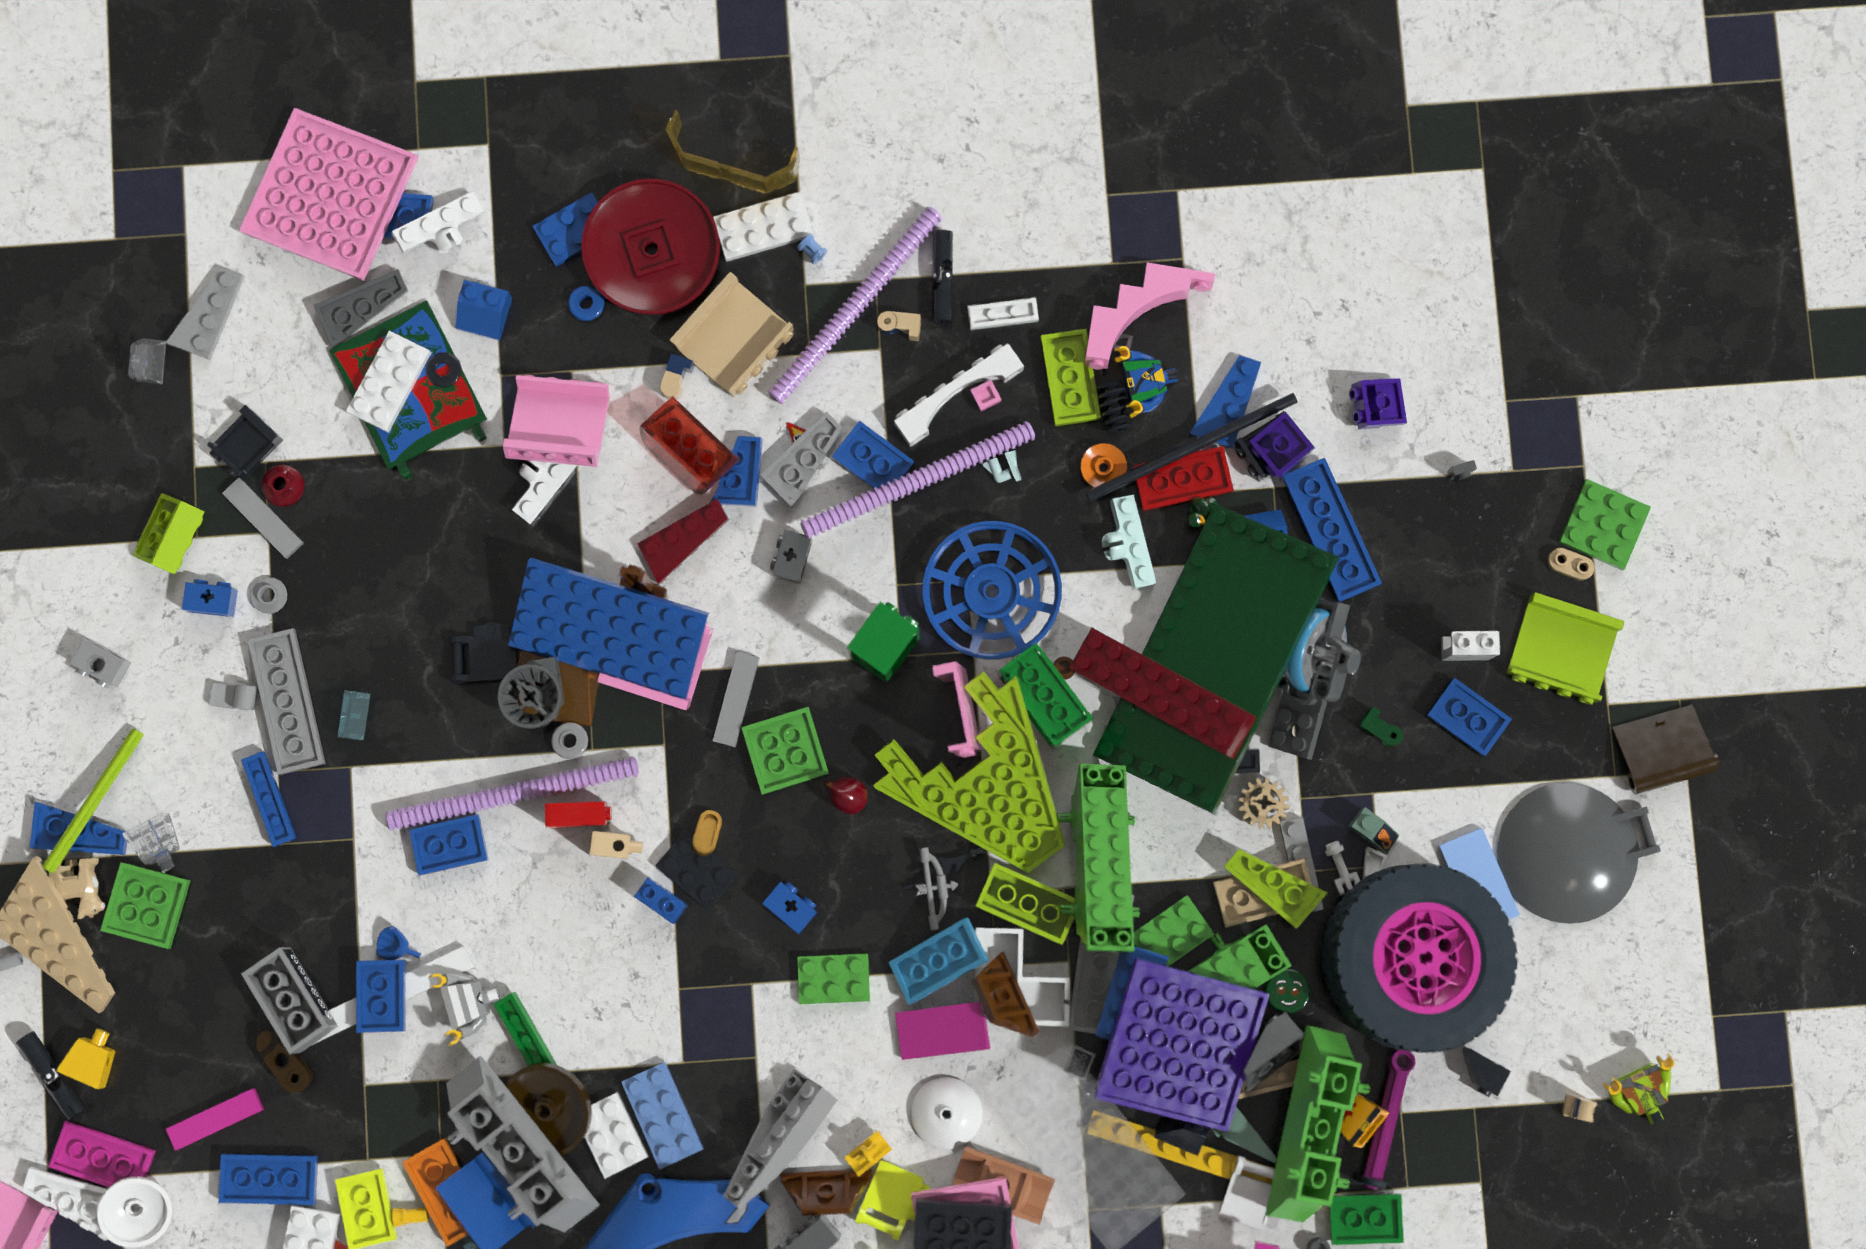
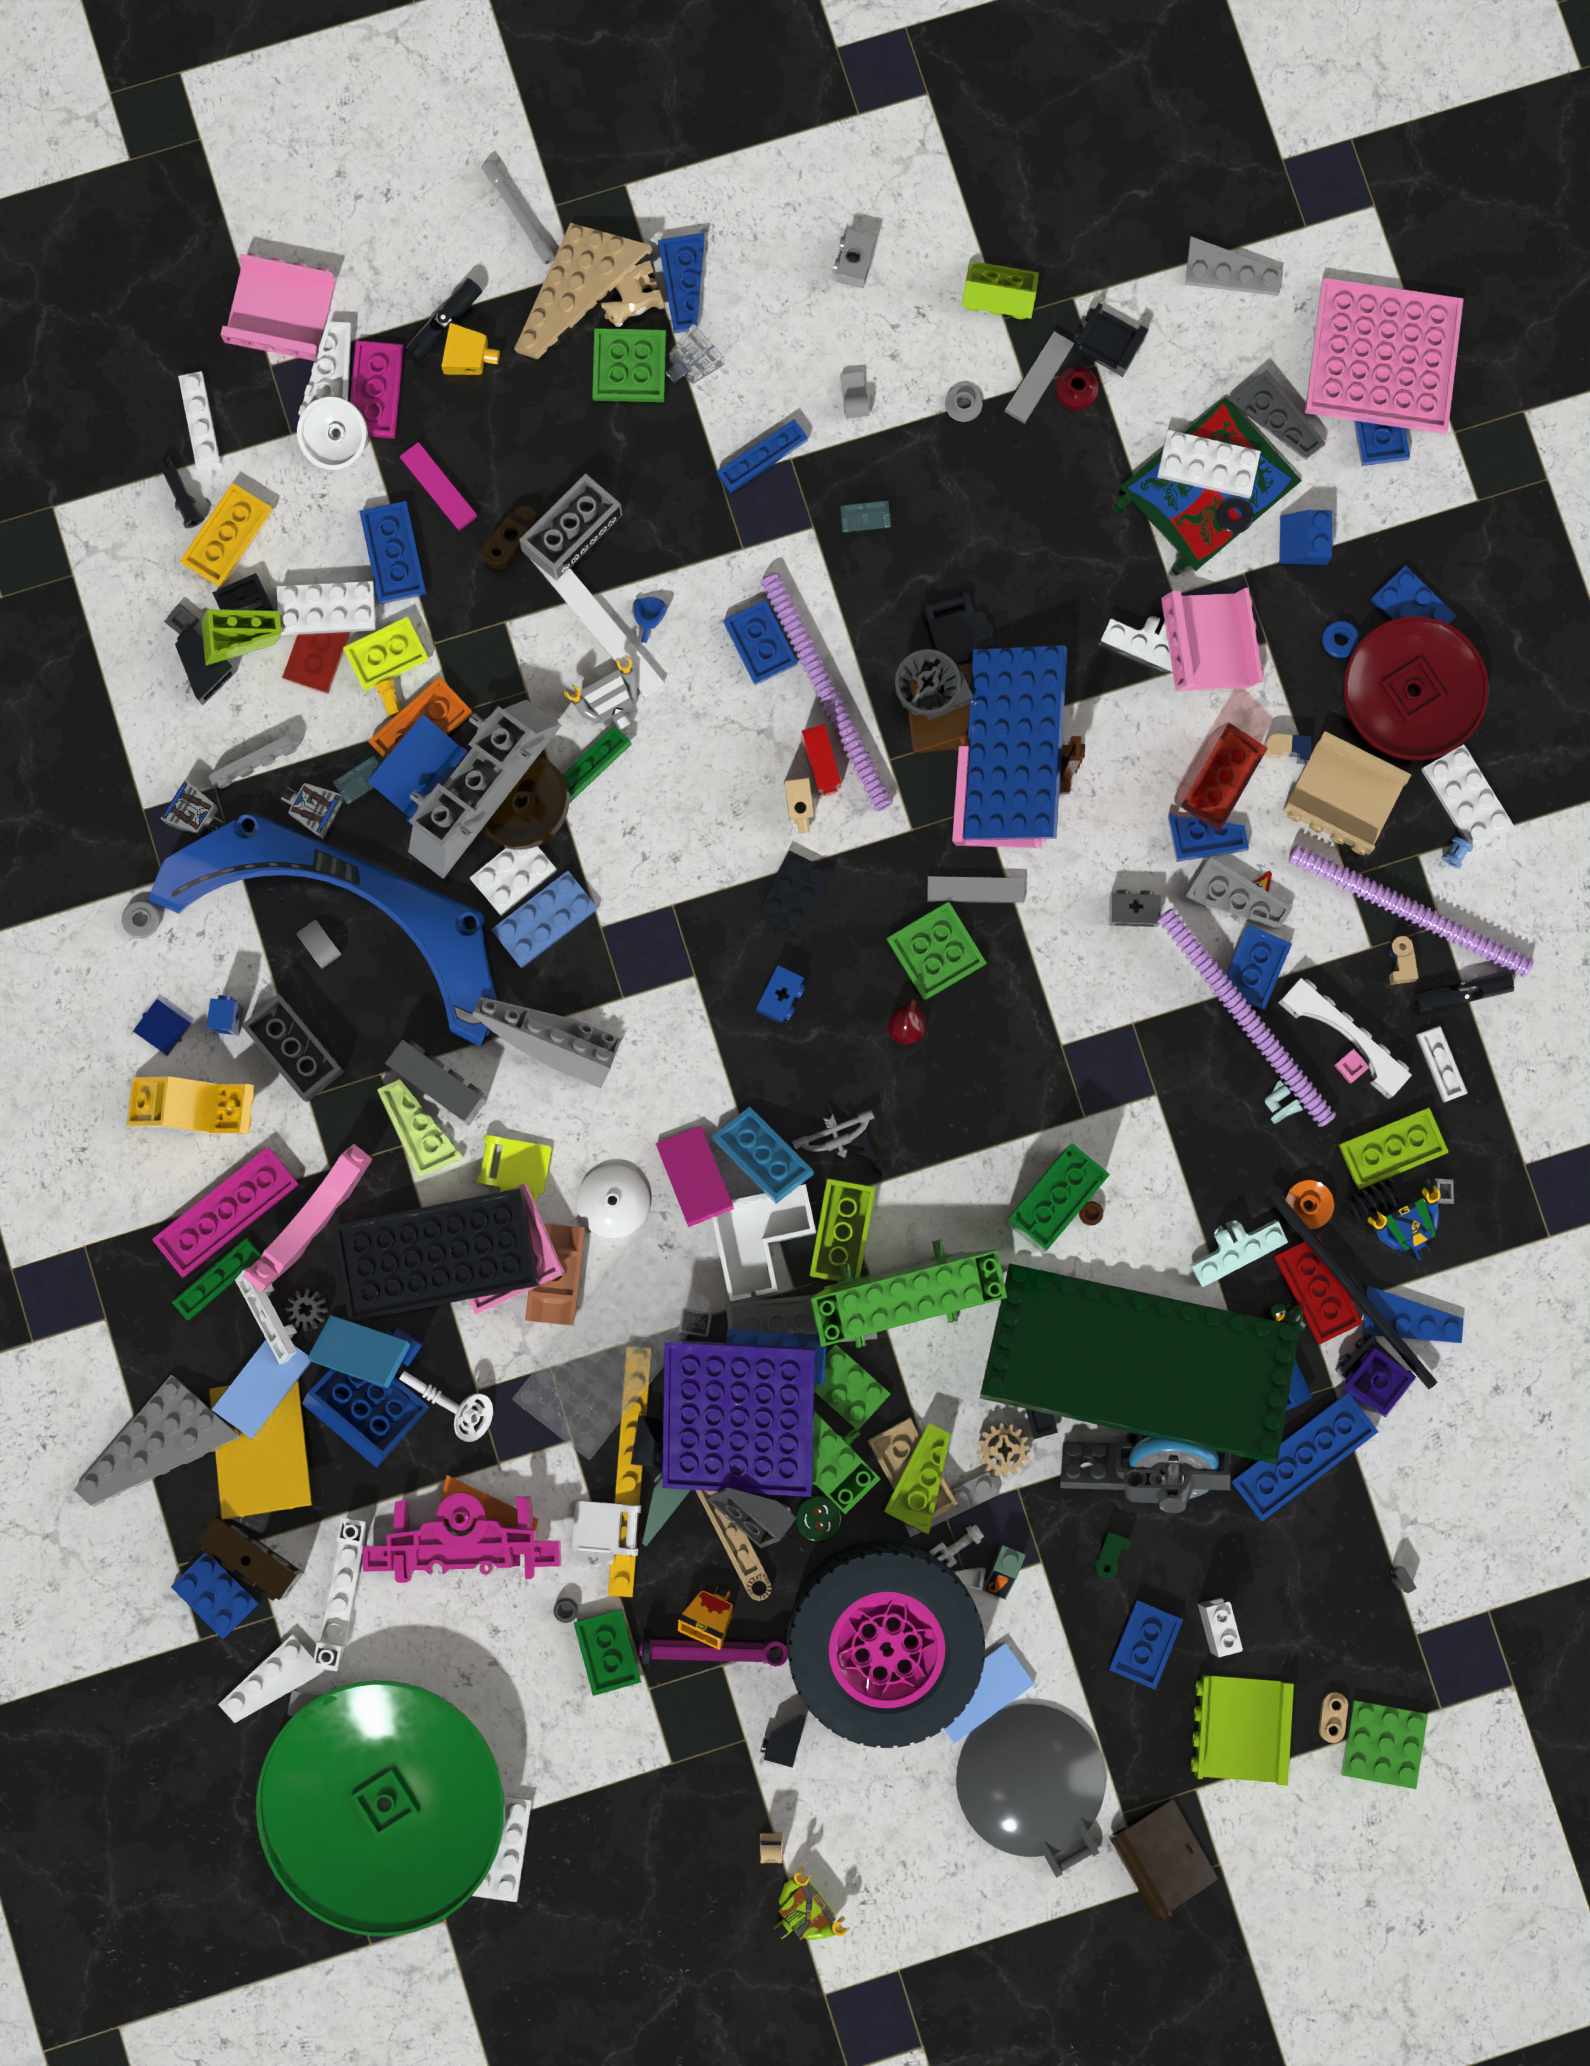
camera: 70 degrees right, 0 degrees up
(93, 801) = (719, 287): lime axle -> none
(147, 360) = (1167, 223): clear torso -> none
(196, 595) = (945, 360): blue brick -> none
(286, 701) = (862, 448): light grey plate -> none
(380, 996) = (596, 614): blue plate -> none
(439, 225) = (1381, 472): white plate -> none
(558, 737) = (899, 724): light grey piece -> none
(661, 900) = (756, 864): blue brick -> none
(678, 541) = (1119, 790): dark red wing -> none
(706, 833) = (834, 893): pearl gold tile -> none
(736, 176) = (1519, 798): clear yellow windscreen -> none
(825, 1190) = (508, 1099): reddish brown wing -> none
(833, 979) = (719, 1056): bright green plate -> none
(868, 1153) = (555, 1131): yellow hips -> none
(884, 641) = (1072, 1021): green hose -> none
(957, 673) = (1021, 1122): bright pink panel -> none
(994, 575) = (1166, 1113): blue dish -> none
(999, 801) = (940, 1179): lime wing -> none
(1003, 998) = (742, 1228): reddish brown wing -> none
(1160, 286) = (1513, 1218): bright pink arch -> none
(1163, 693) = (1090, 1317): dark red brick -> none
(1321, 1093) = (721, 1574): bright green piece -> none
(1378, 403) = (1450, 1475): dark purple plate -> none

